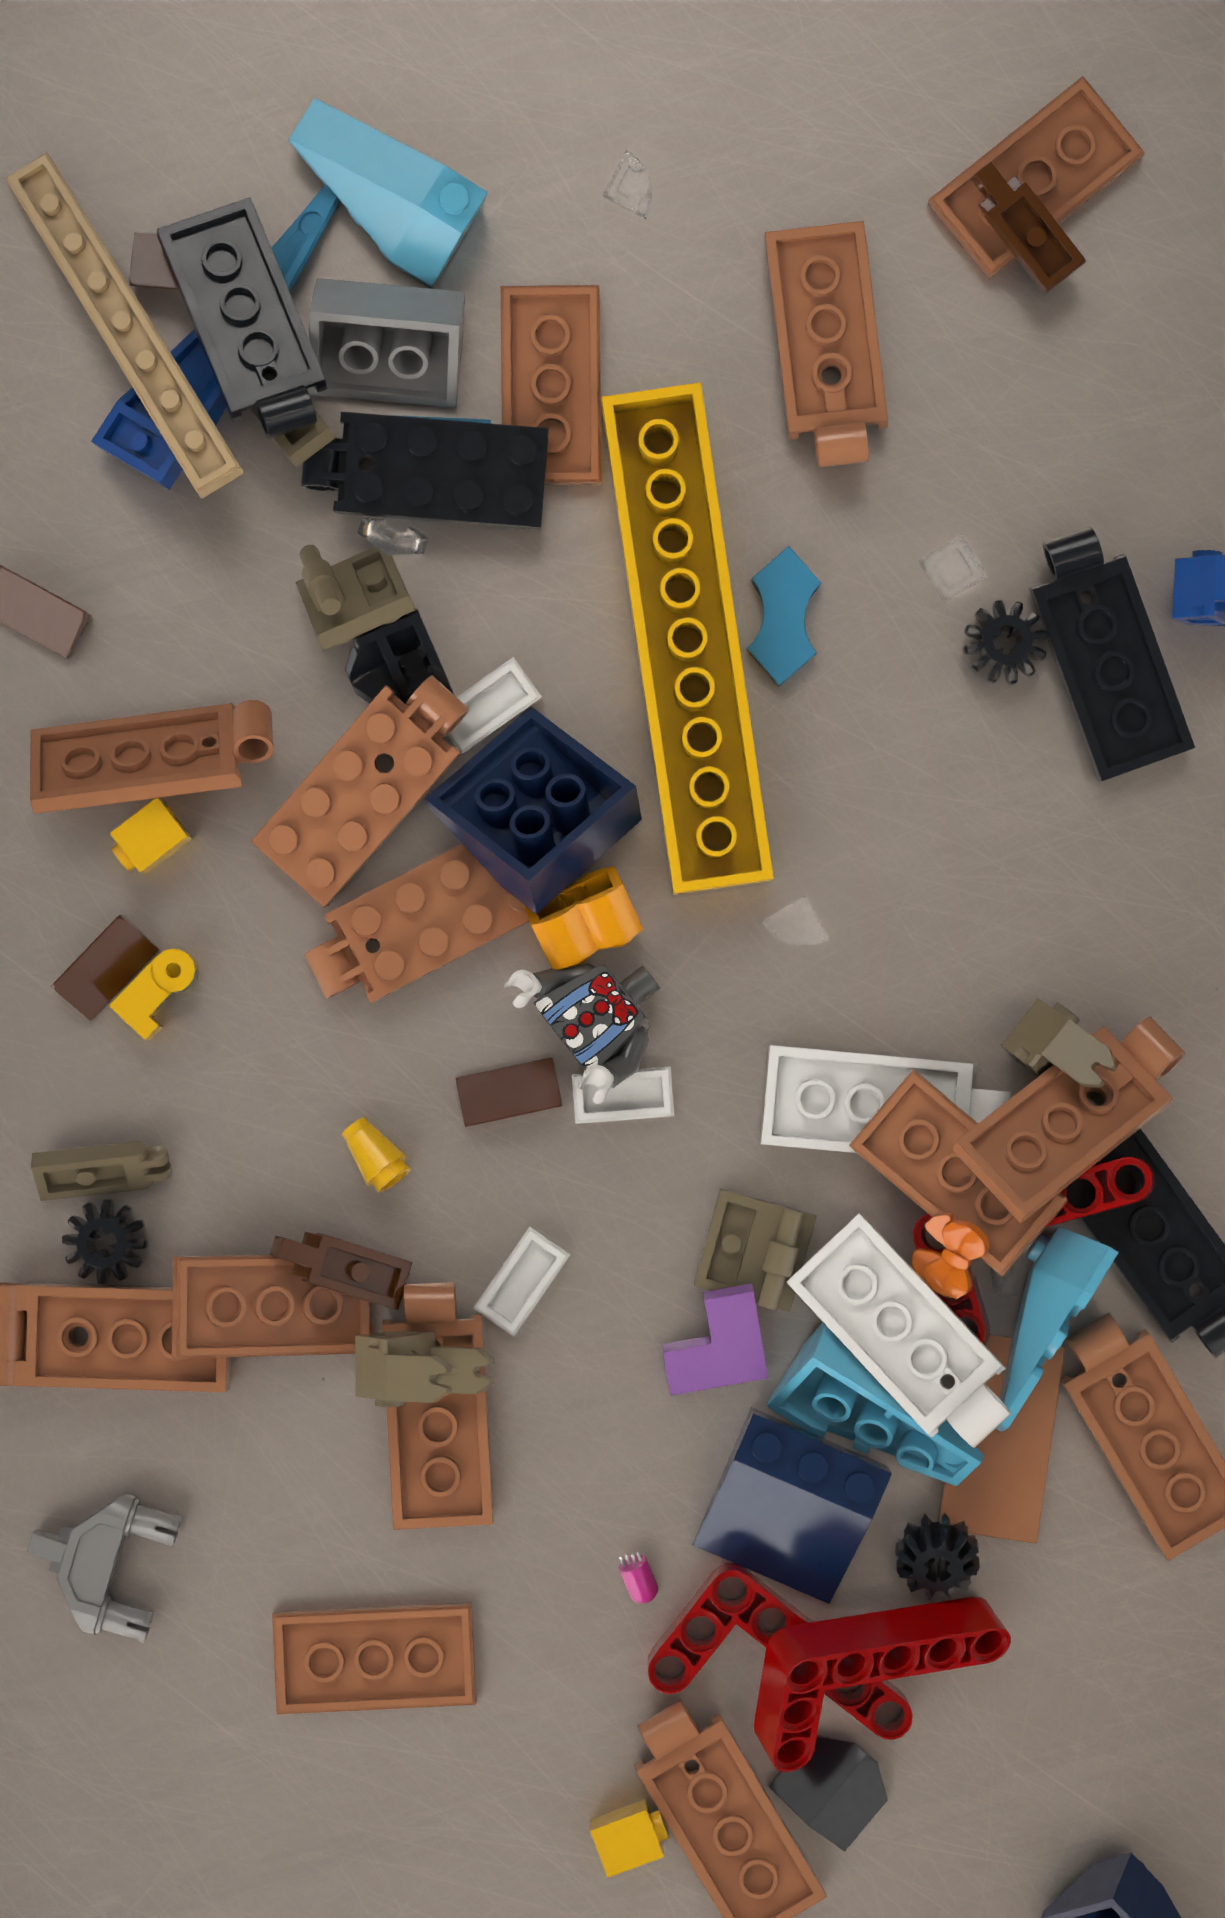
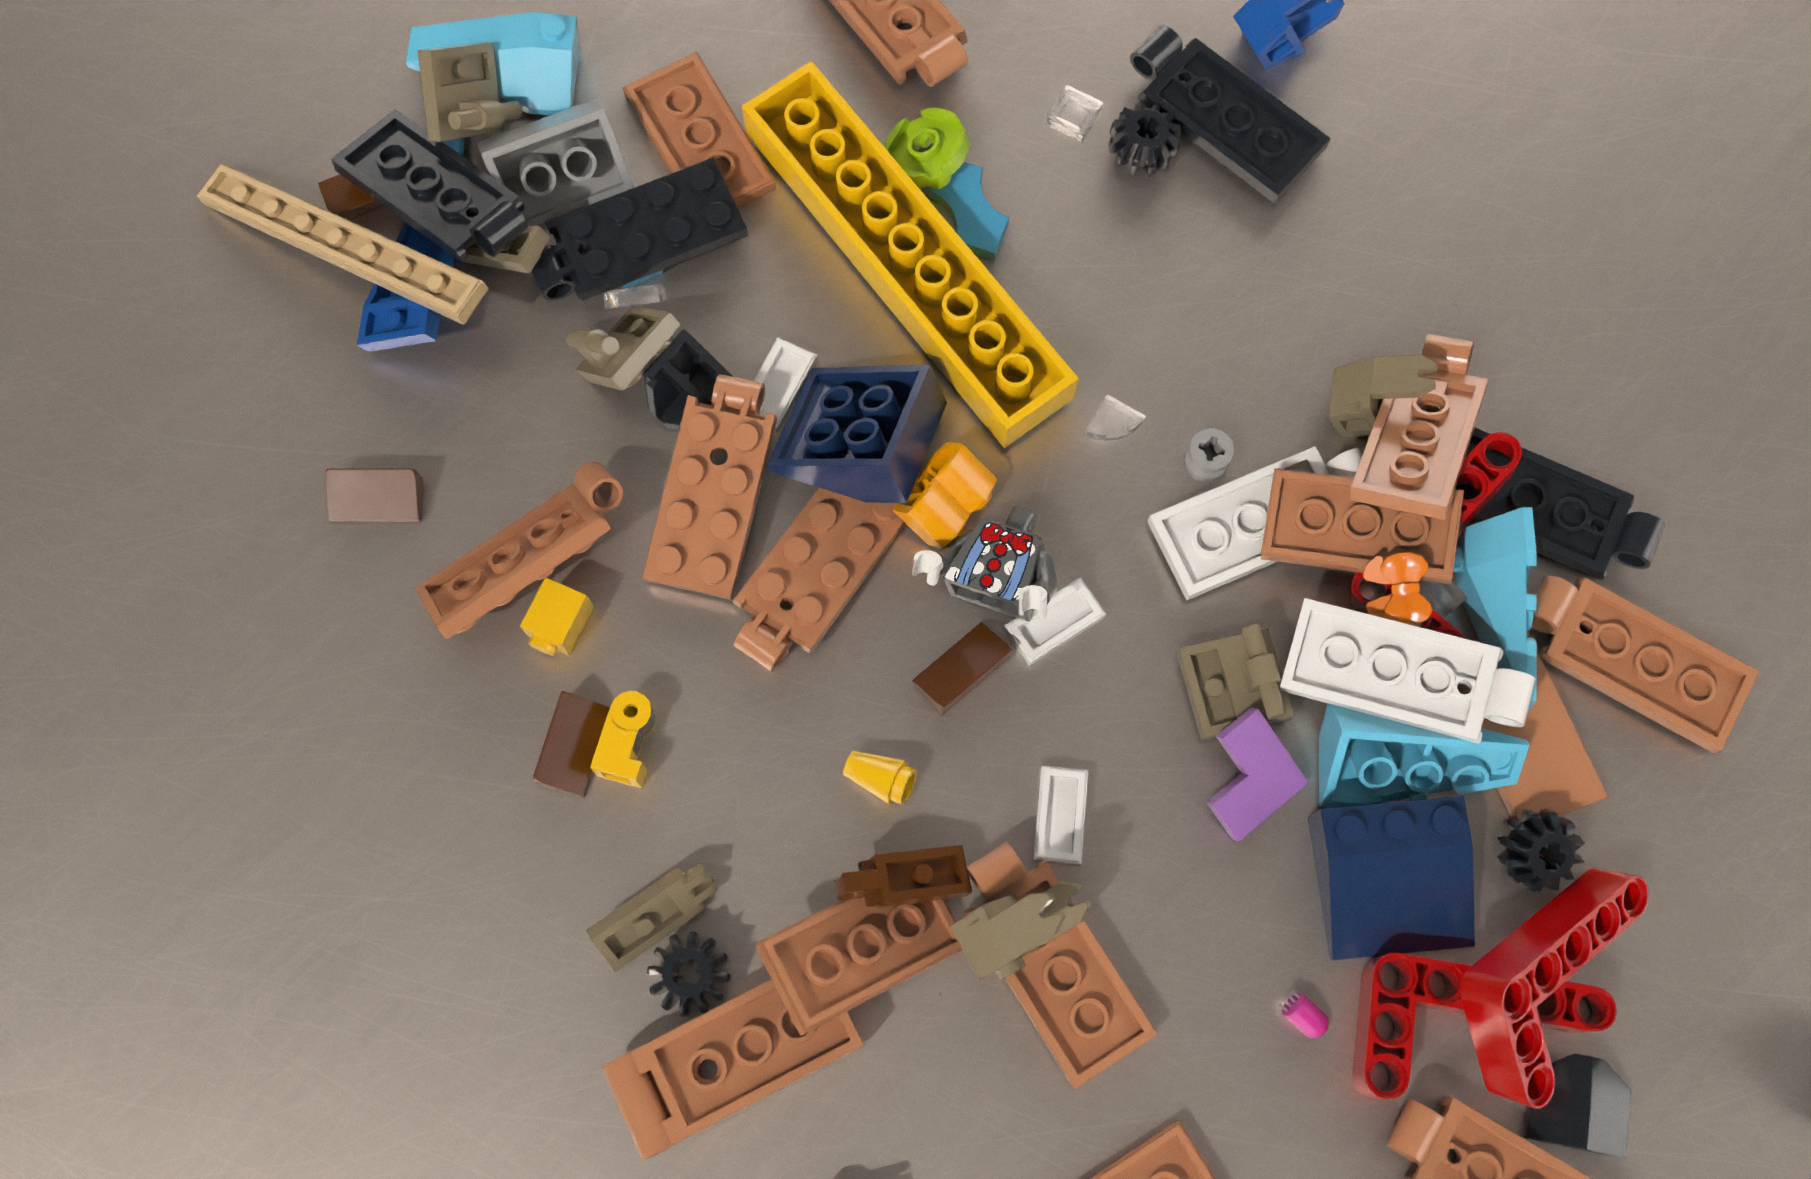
camera: 30 degrees left, 15 degrees down
(326, 227) = (462, 92): none -> dark tan plate
(779, 559) = (942, 160): none -> lime plate
(861, 1018) = (1203, 464): none -> light grey wheel

